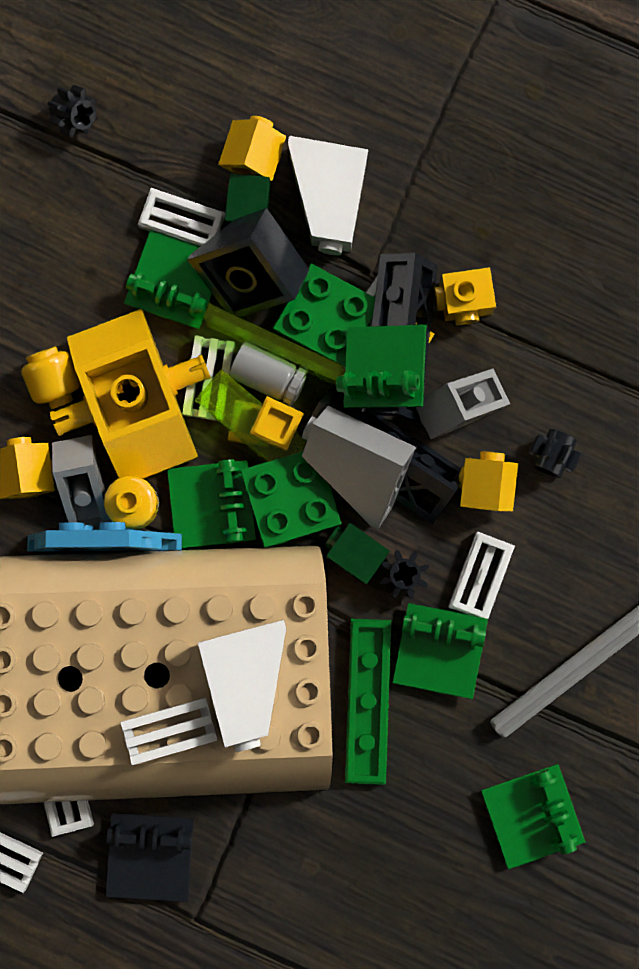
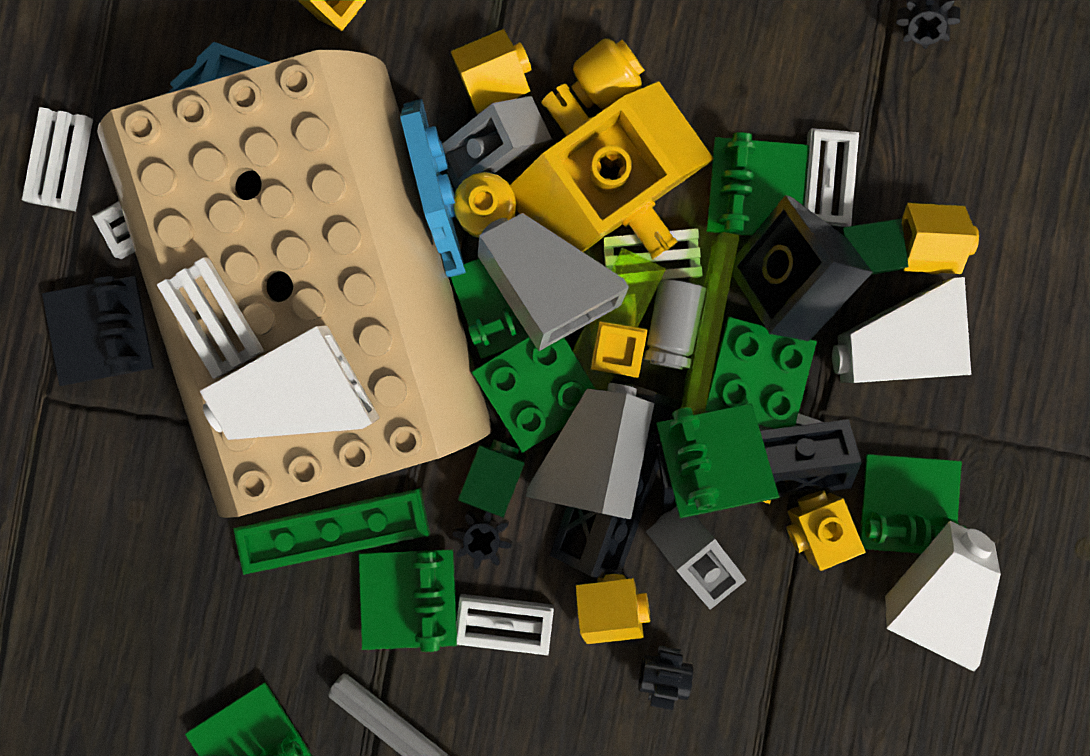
camera: 75 degrees right, 5 degrees up
(205, 465) = (547, 279): none -> light grey slope
(464, 220) = (907, 501): none -> green hinge
(540, 211) = (948, 595): none -> white slope

